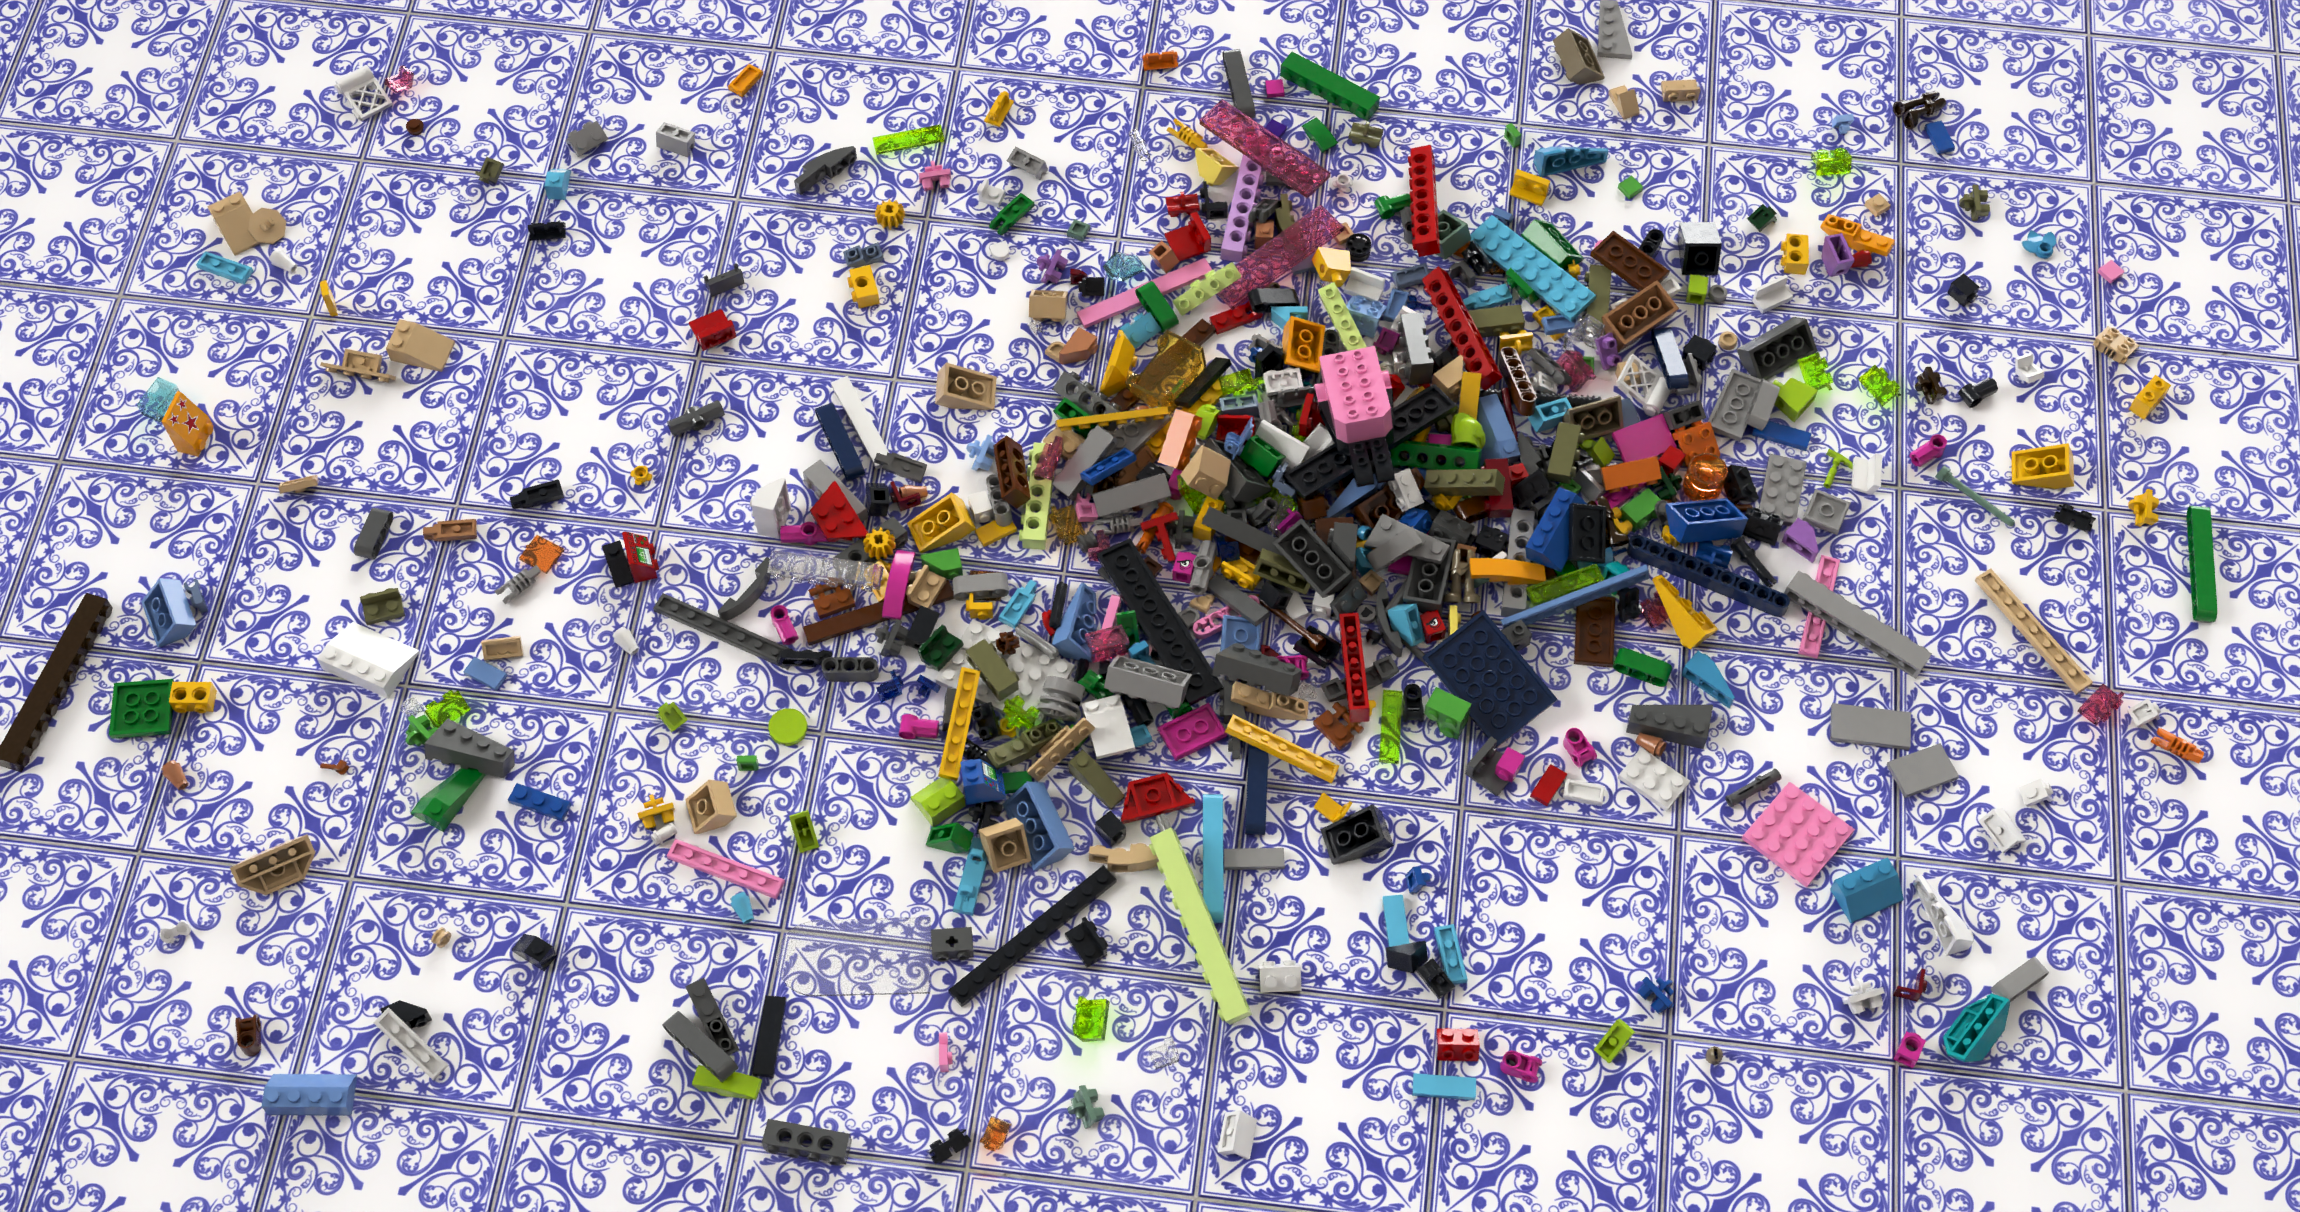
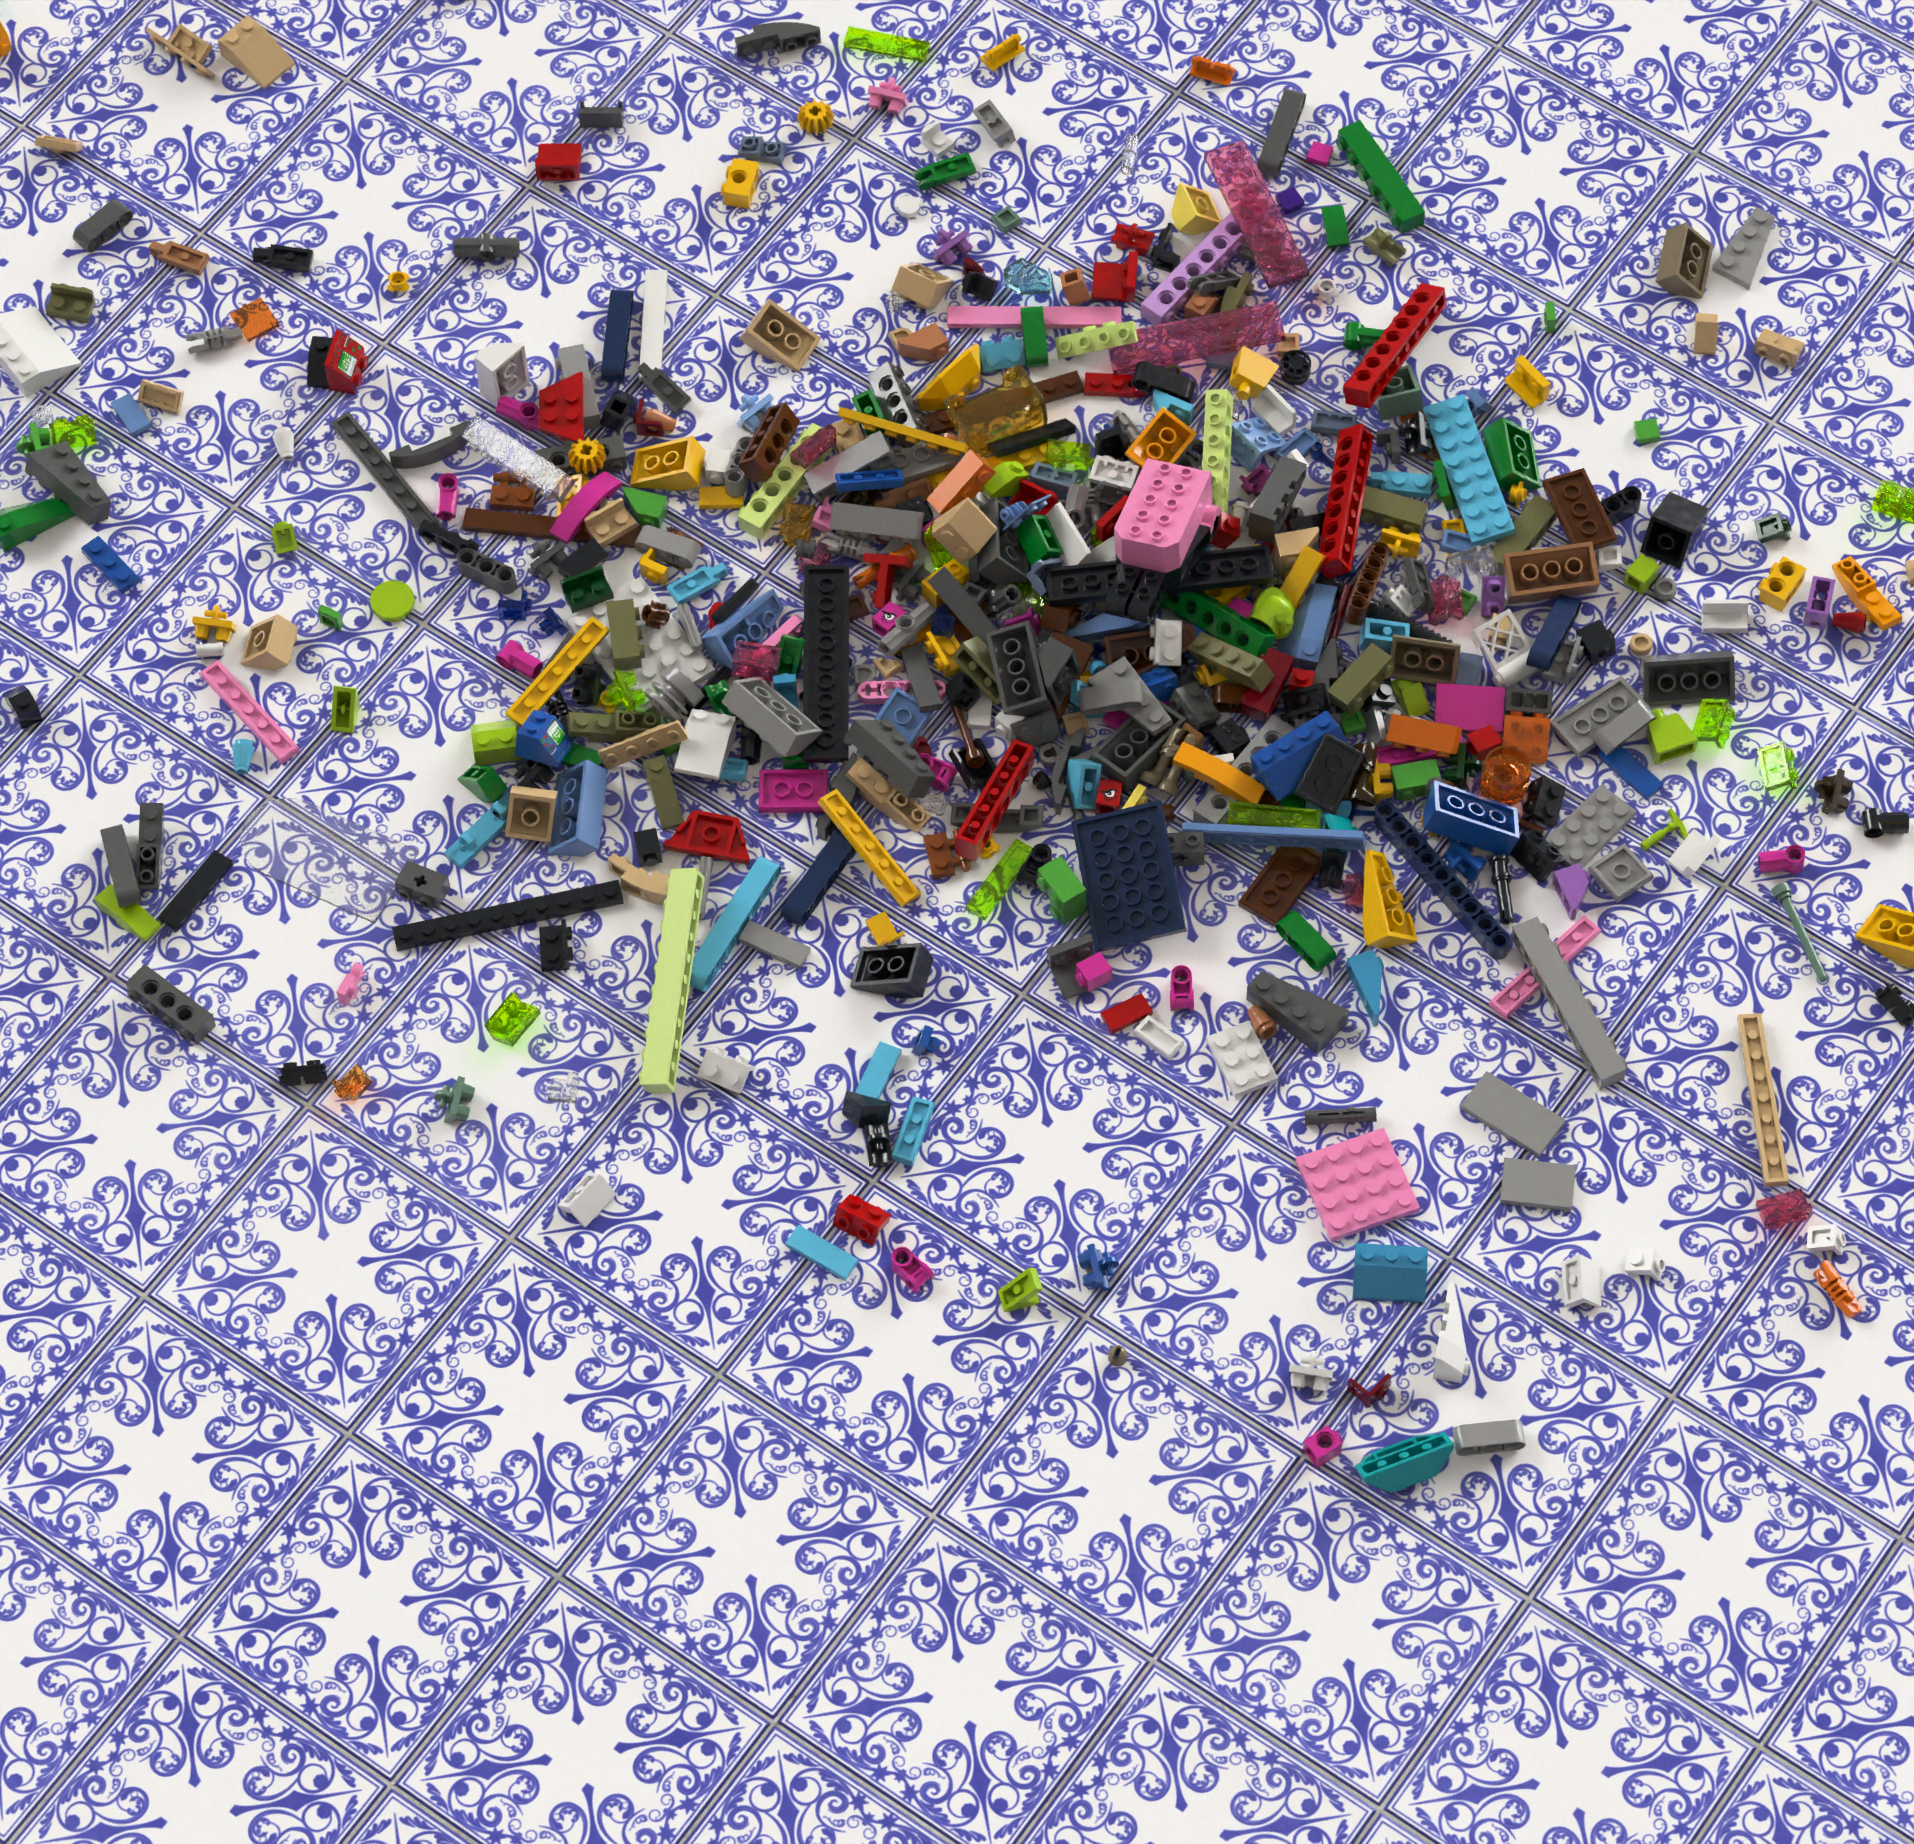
camera: 30 degrees right, 0 degrees up
(1187, 135) = (1188, 166): yellow hinge -> none
(1562, 159) = (1585, 366): dark azure wedge -> none

